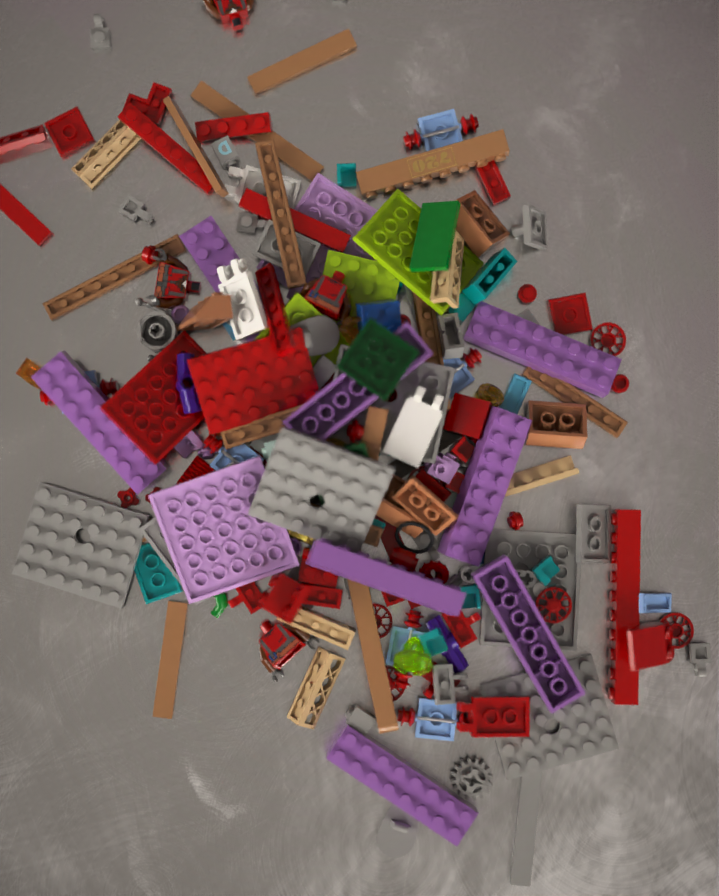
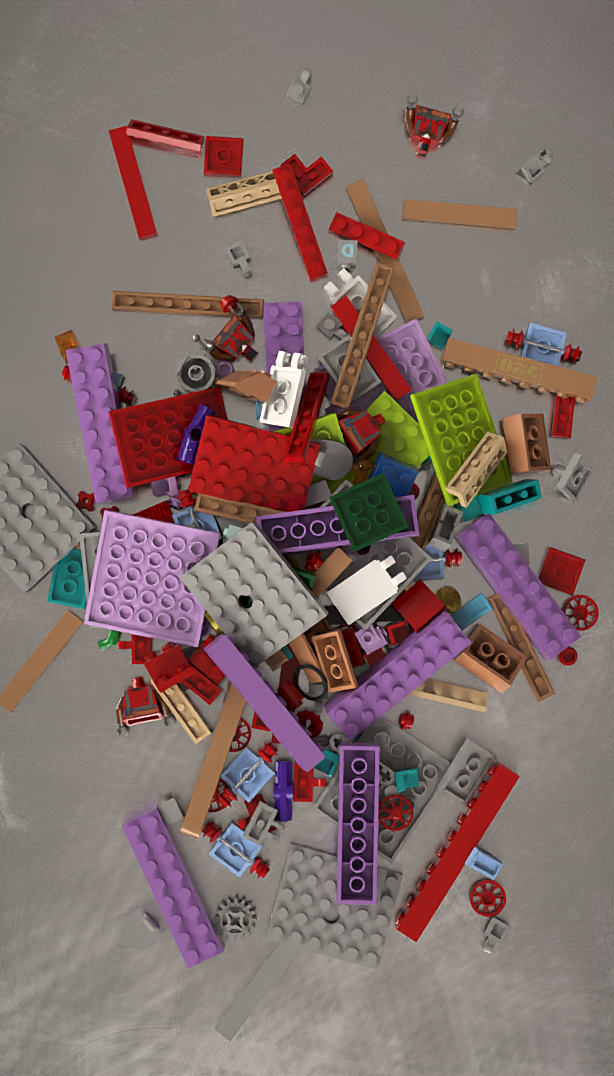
camera: 30 degrees right, 0 degrees up
(195, 146) = (324, 234): medium nougat tile -> none
(312, 688) = (146, 759): tan fence -> none
(413, 660) = (246, 787): clear neon green tile -> none
(433, 642) = (272, 782): teal panel -> none
(435, 236) = (482, 434): green tile -> none
(496, 716) = (288, 878): red tile -> none
(527, 293) = (534, 530): red plate -> none
(650, 645) = (457, 897): red slope -> none

